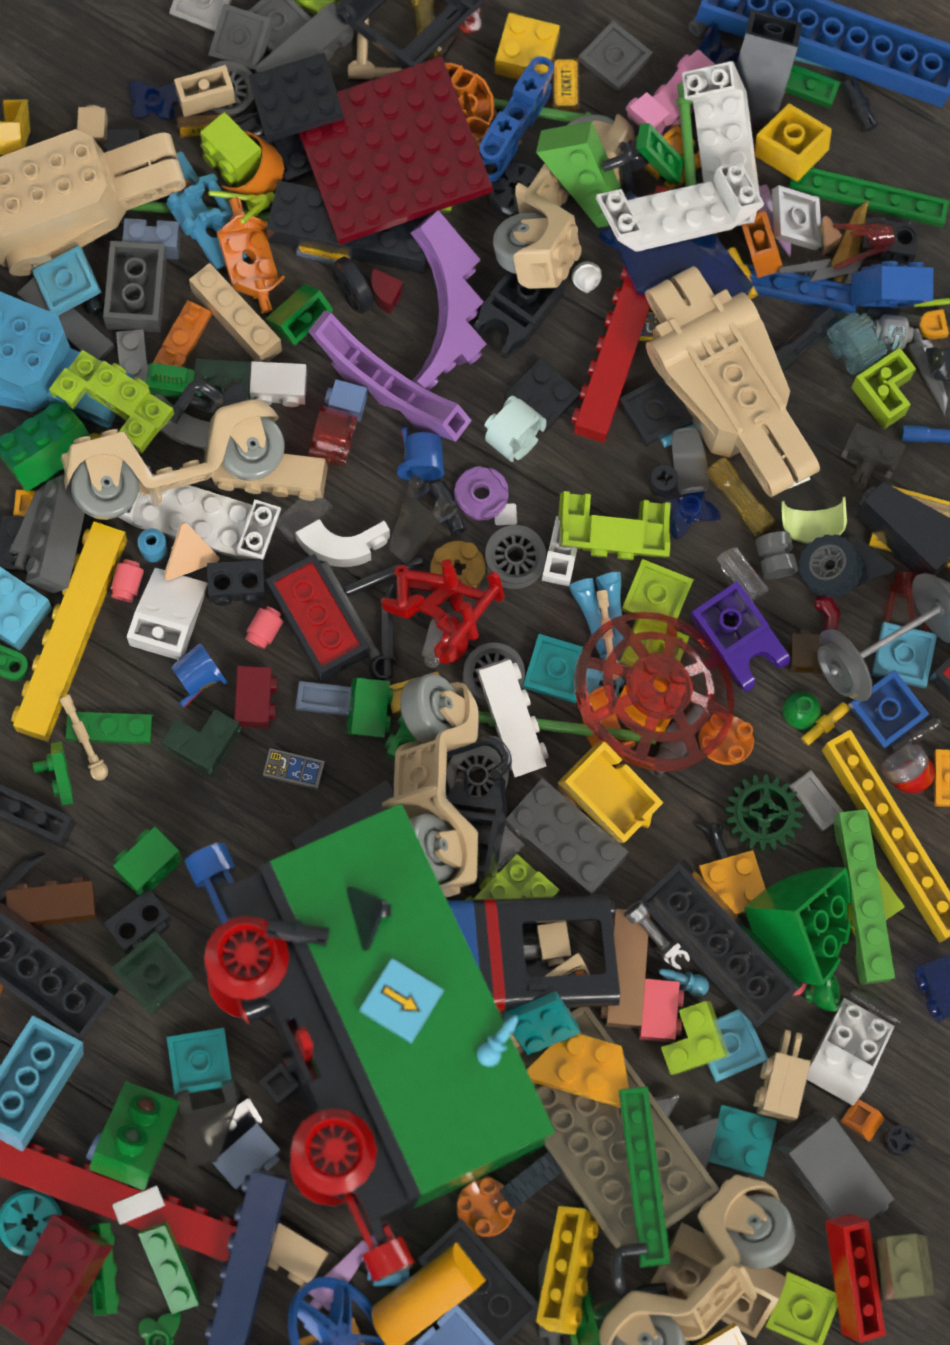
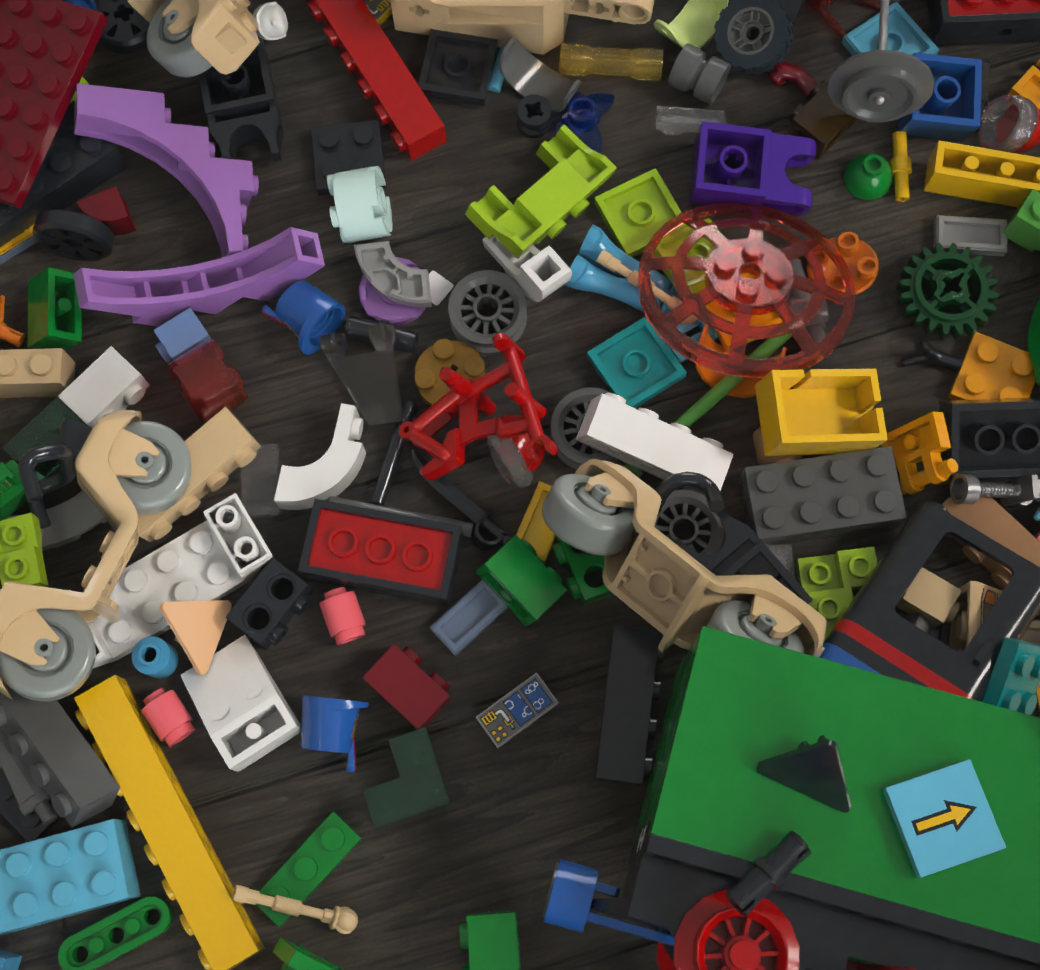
camera: 40 degrees left, 0 degrees up
(487, 484) = (392, 277): none -> light grey tile
(637, 870) = (920, 442): none -> light orange plate

